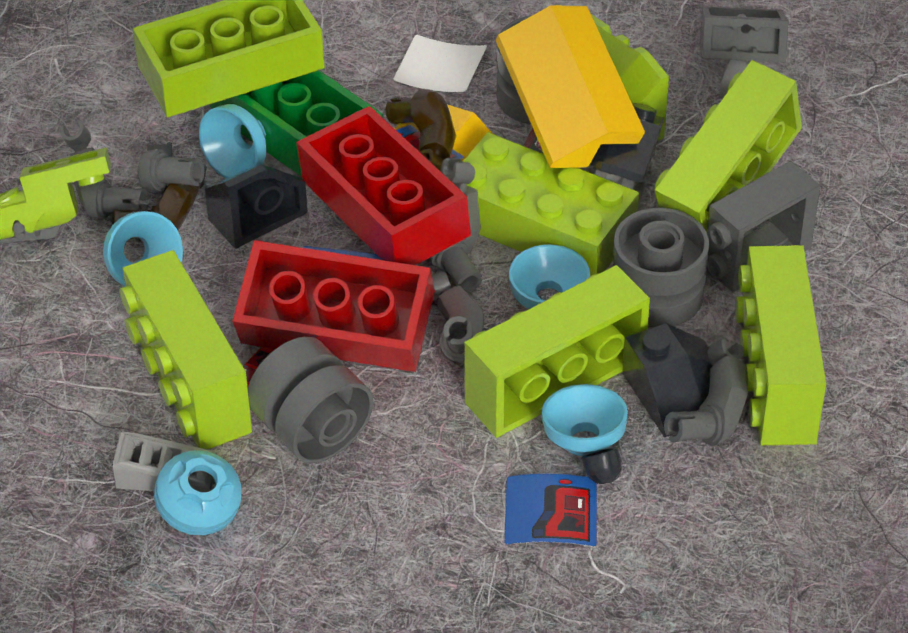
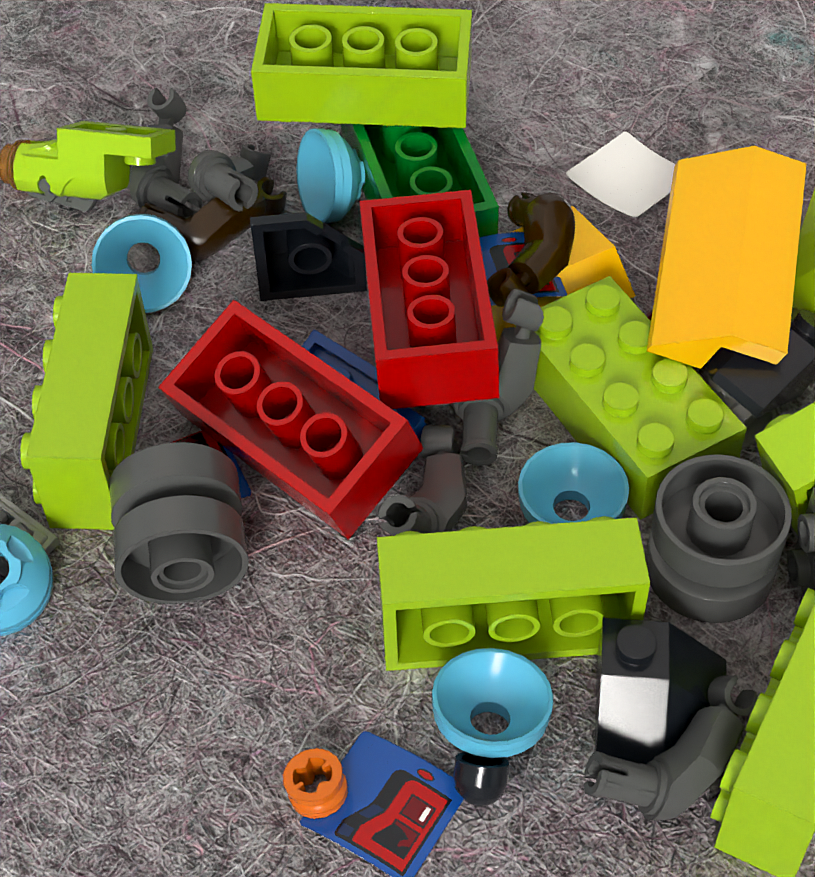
camera: 30 degrees right, 5 degrees up
(500, 501) = (329, 794): none -> orange bush

